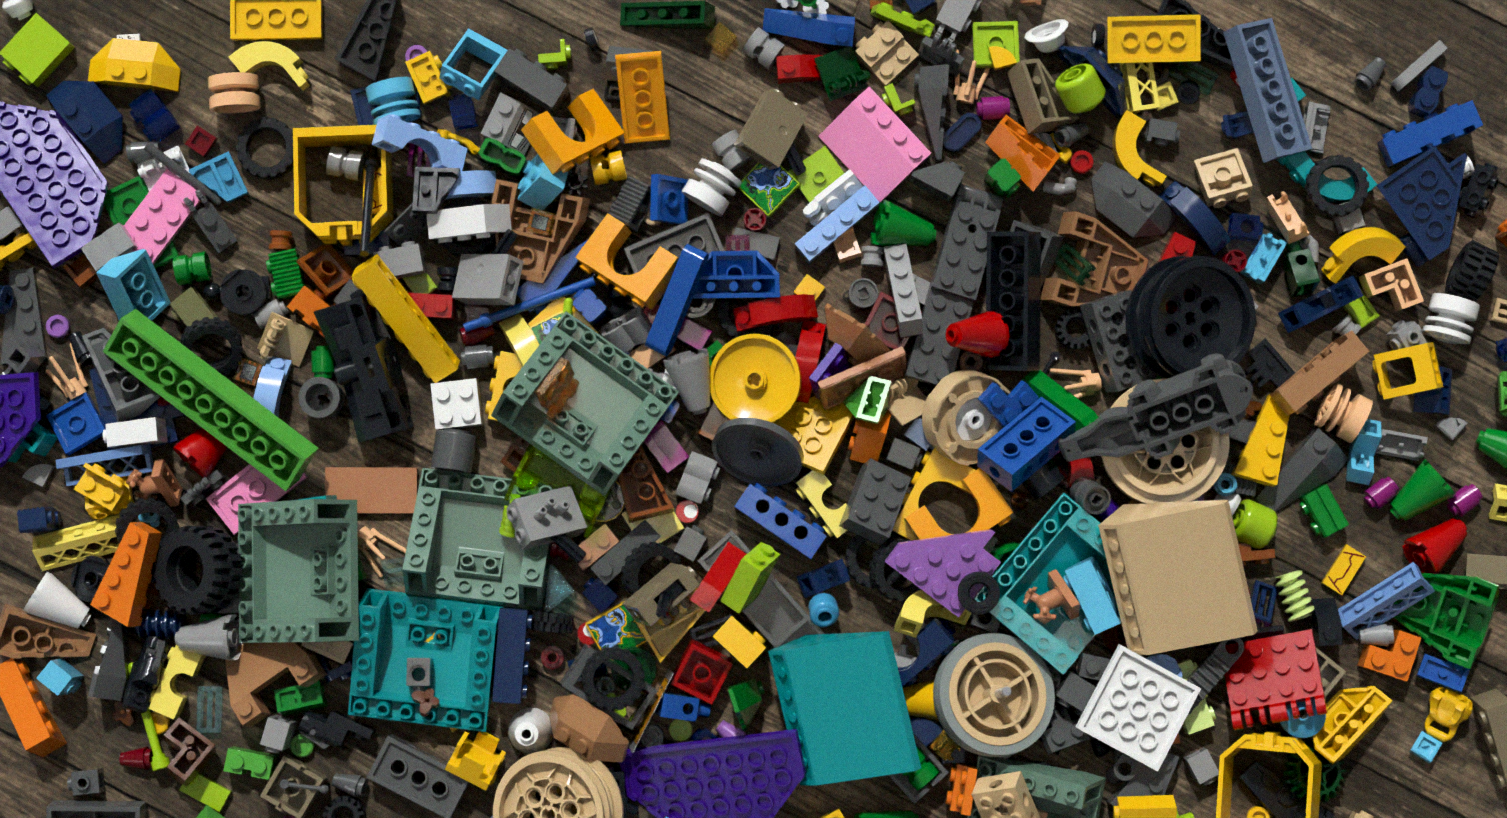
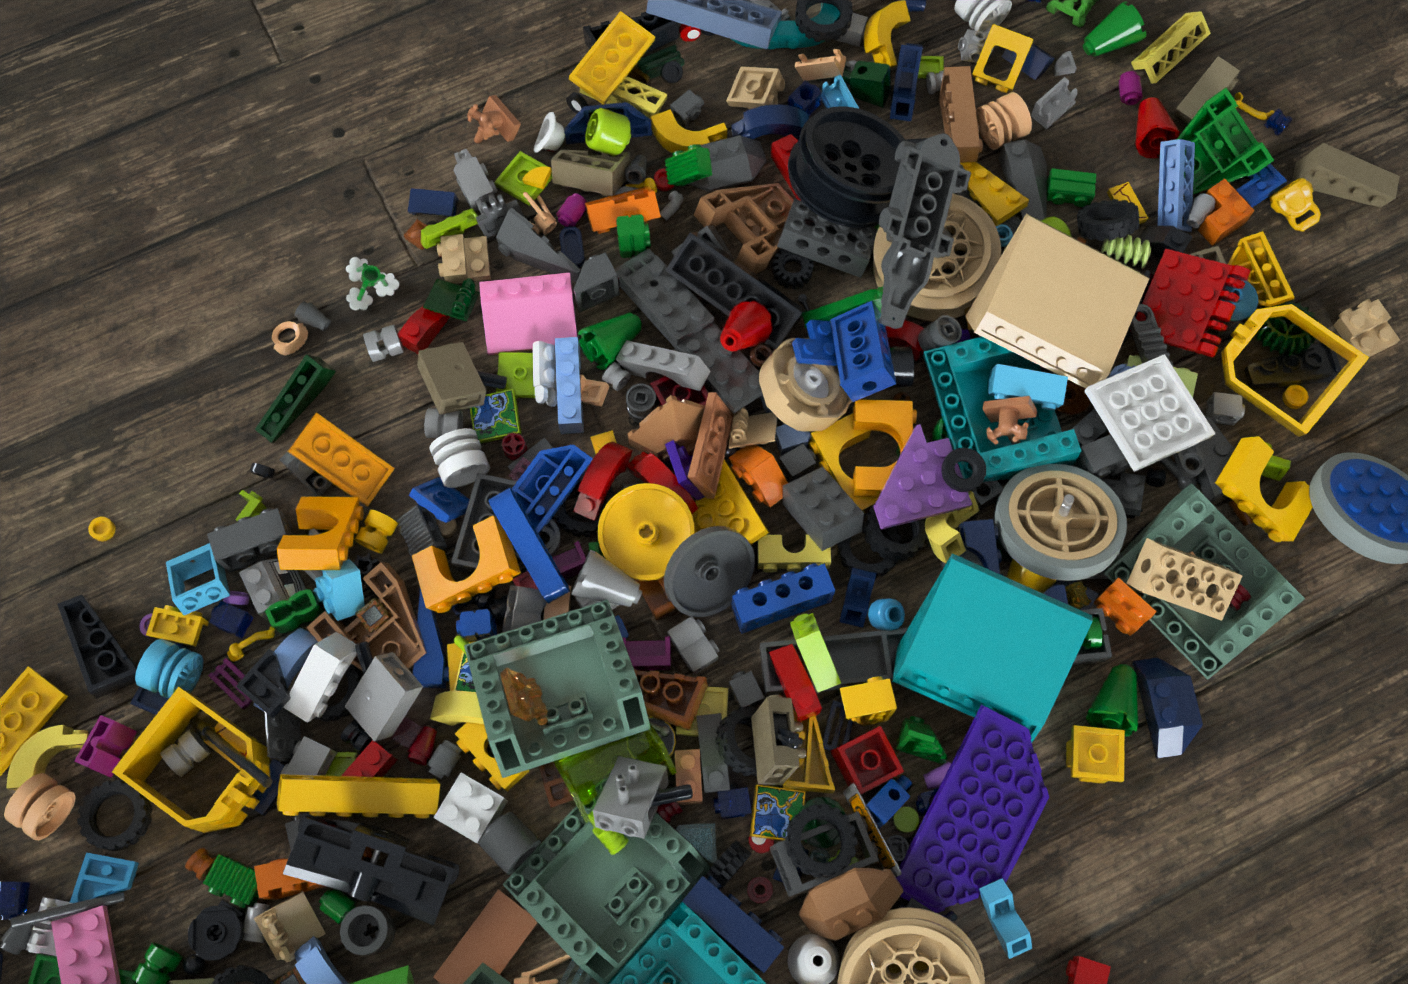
camera: 55 degrees left, 15 degrees down
(201, 141) = (57, 872): dark red plate -> none
(211, 223) = (131, 917): dark grey hinge -> none
(307, 101) = (105, 745): none -> magenta brick
(326, 269) = (261, 841): dark orange slope -> none
(393, 134) = (192, 682): light blue arch -> none
(483, 105) = (237, 598): none -> medium lavender tile
(487, 319) = (418, 724): blue bar -> none
(687, 511) = (716, 675): tile -> none
(721, 38) = (348, 372): clear yellow tile -> none
(810, 26) = (396, 297): blue slope -> none
(870, 400) = (732, 449): bright green slope -> none
(891, 99) = (501, 273): lime bracket -> none
(1084, 272) = (754, 225): clear green tile -> none
(1088, 383) = (842, 286): light nougat plant -> none
(1101, 177) = (688, 165): none -> green brick
(1166, 95) = (663, 86): light yellow tile -> none
(1237, 125) = (724, 53): dark blue bracket -> none
(1319, 552) = (1124, 215): none -> black tyre
(1361, 453) = (1050, 139): medium azure brick -> none
(1381, 493) = (1084, 139): magenta brick -> none
(1397, 280) = (930, 24): light nougat brick -> none
(1421, 492) = (1104, 108): green cone -> none
(1425, 747) = (1314, 237): medium azure tile -> none

